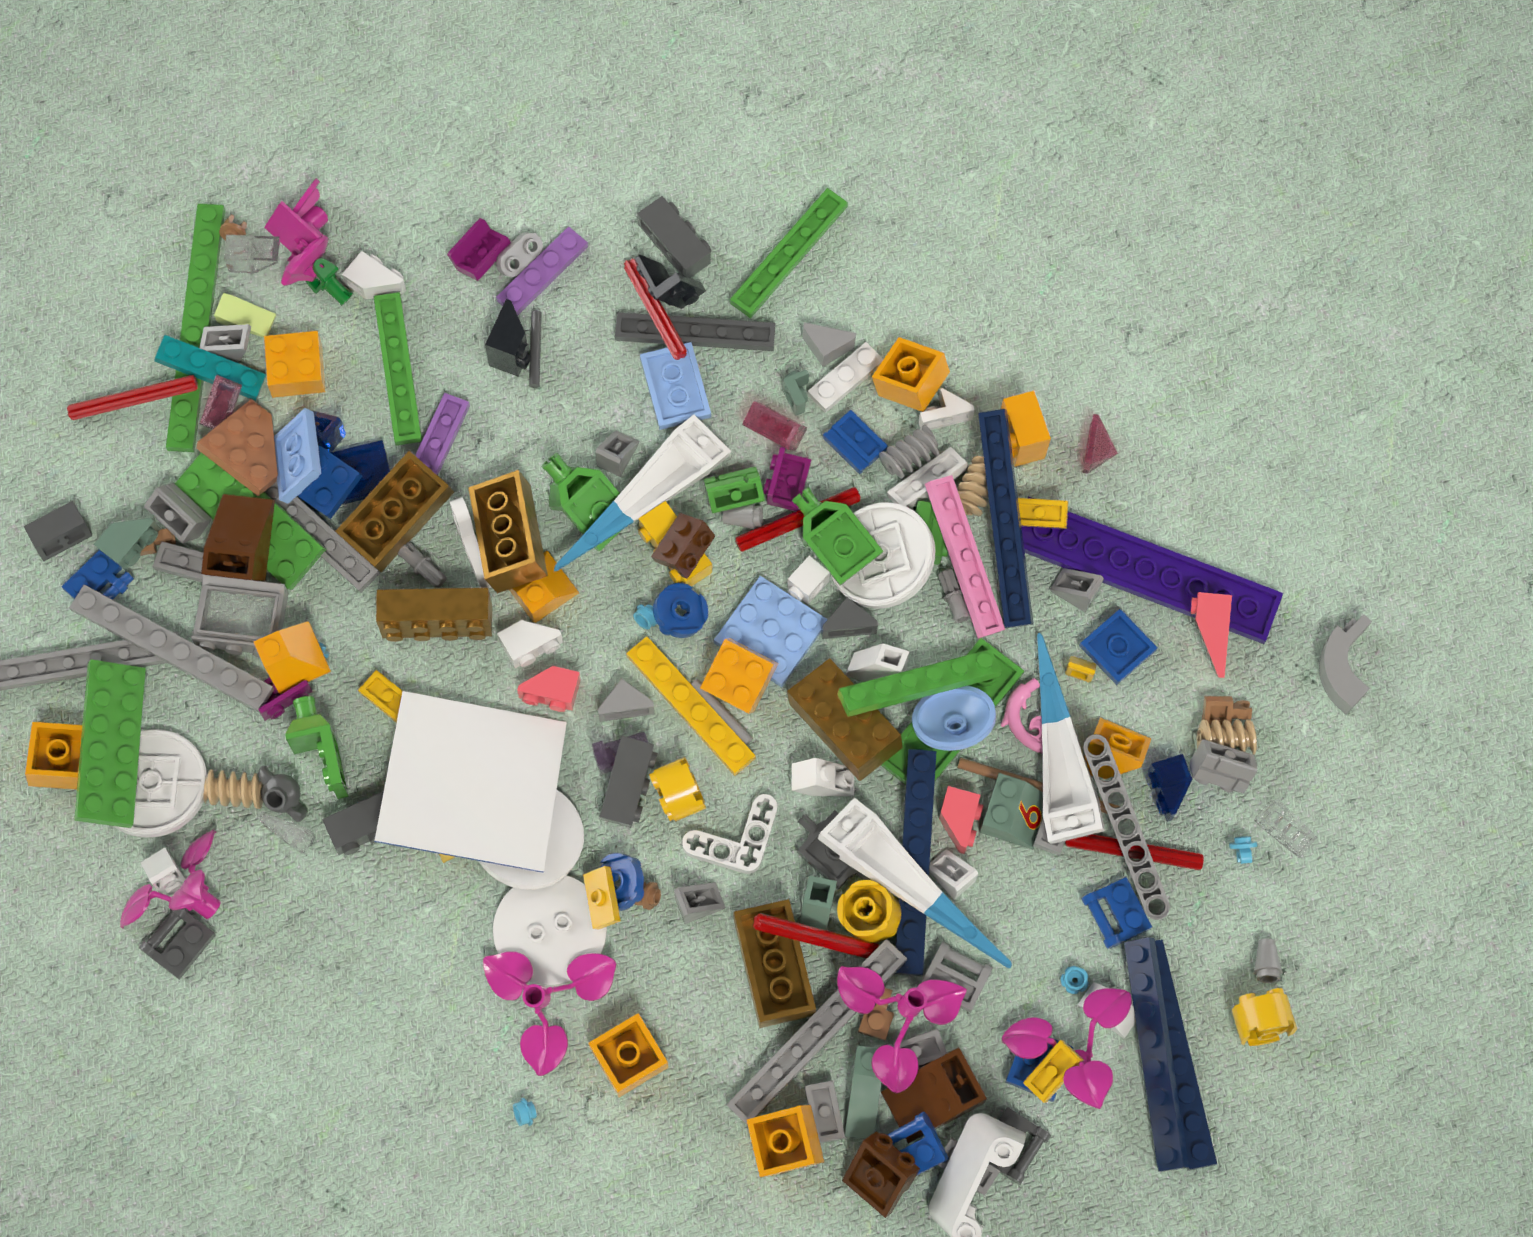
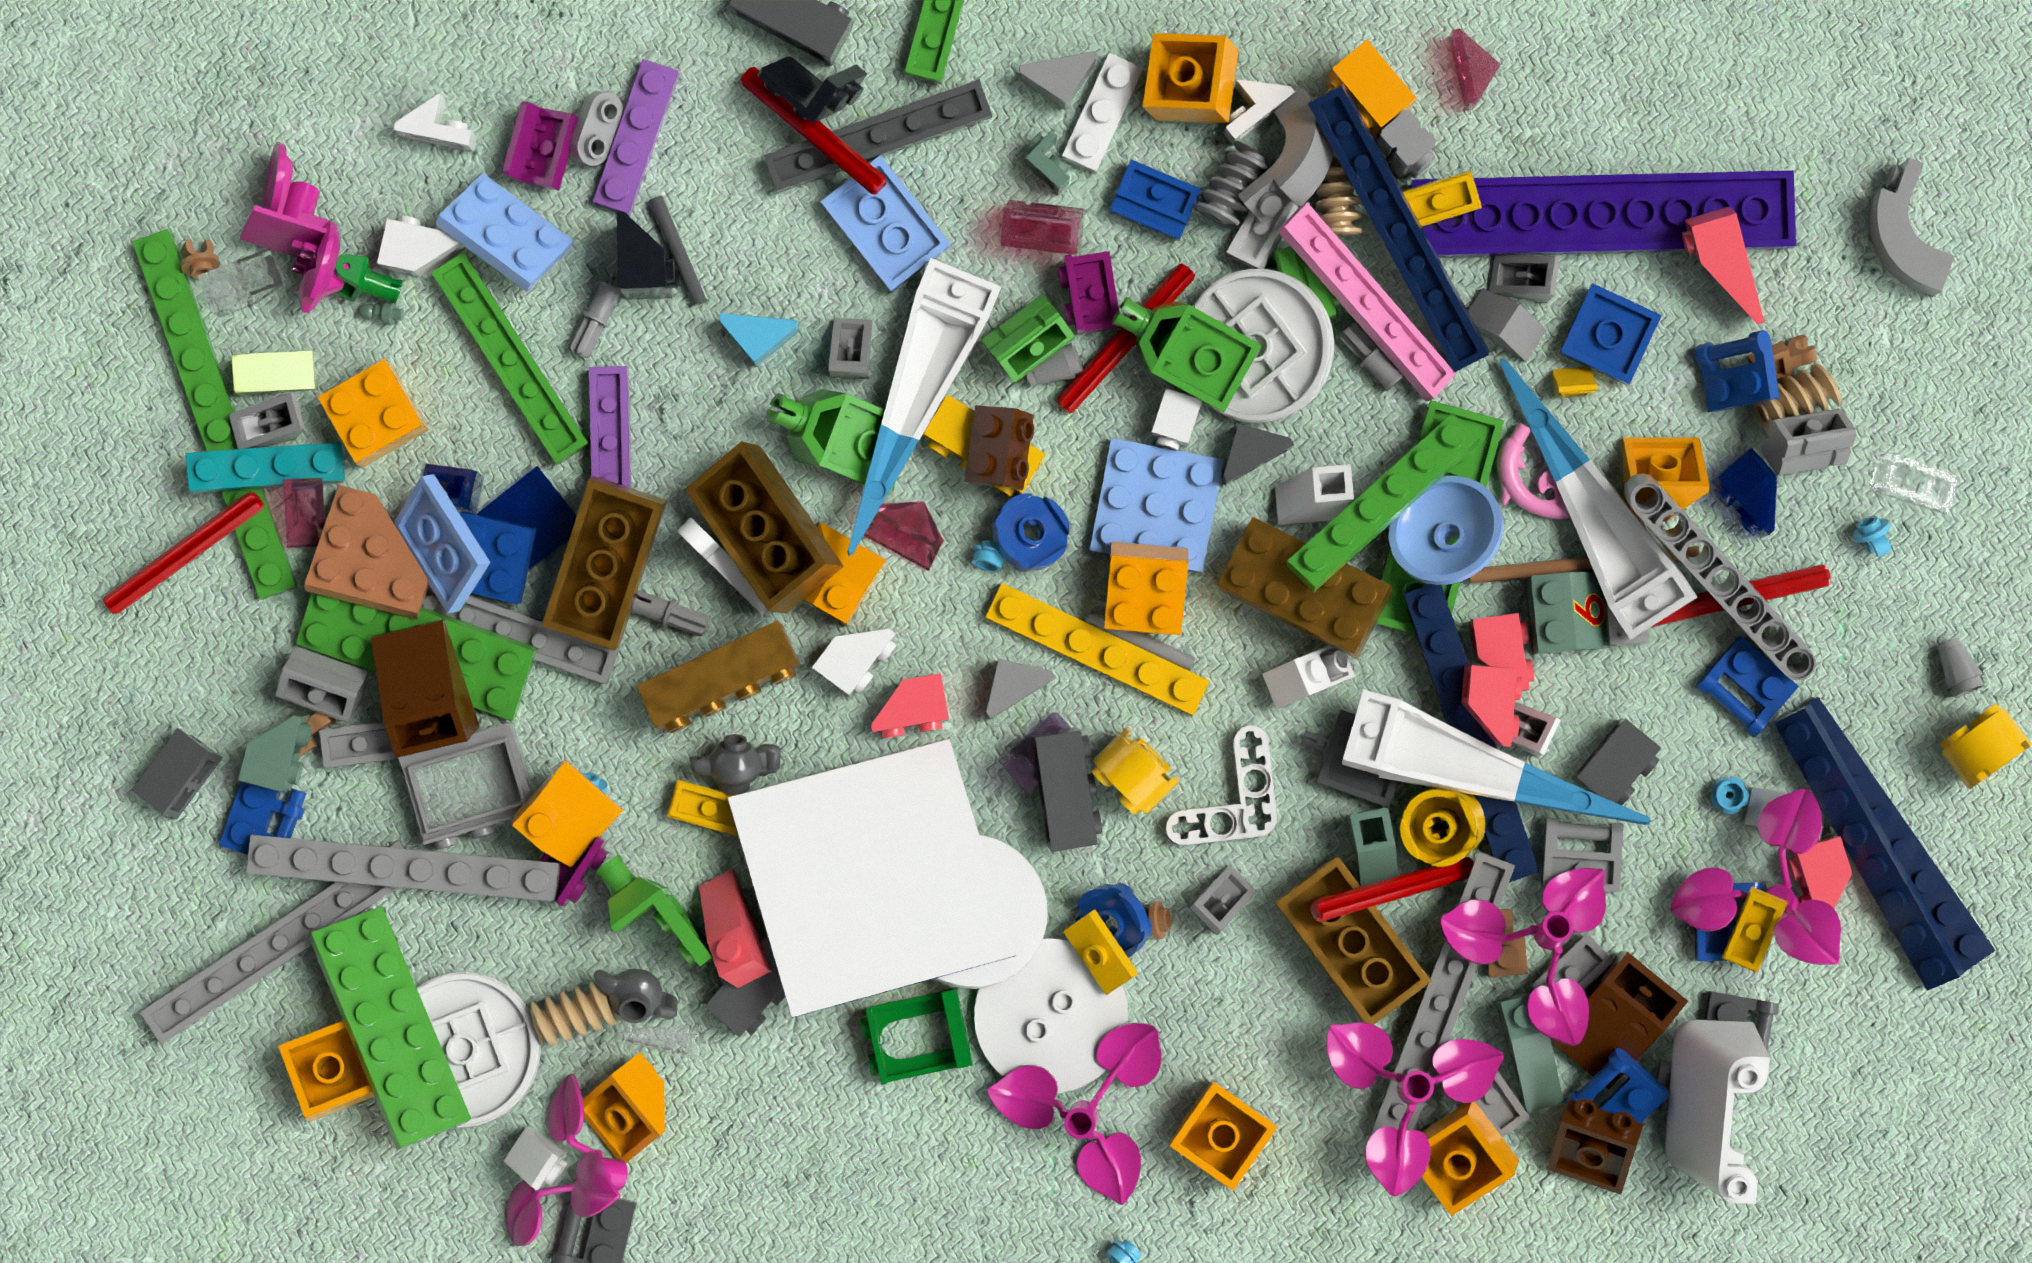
camera: 20 degrees left, 15 degrees up
(238, 864) = (628, 1108): none -> light orange slope
(334, 310) = (386, 313): none -> sand green piece
(363, 779) = (731, 931): none -> coral slope
(416, 211) = (425, 126): none -> white slope
(420, 674) = (737, 763): none -> dark grey piece
(431, 290) = (504, 232): none -> light blue plate
(436, 881) = (894, 1069): none -> green panel
(462, 367) = (594, 320): none -> light grey axle
(562, 418) = (759, 335): none -> medium azure slope
(599, 578) = (907, 531): none -> clear pink slope
(746, 1035) = (1360, 1053): none -> dark pink plant
(936, 838) = (1490, 698): none -> coral slope
(954, 454) = (1300, 165): none -> light grey arch
(1008, 923) = (1618, 763): none -> dark grey brick
(1032, 470) = (1406, 145): none -> light grey brick
(1053, 613) = (1506, 324): none -> light grey slope
(1118, 1052) = (1821, 871): none -> coral slope
(1193, 711) = (1740, 384): none -> blue plate

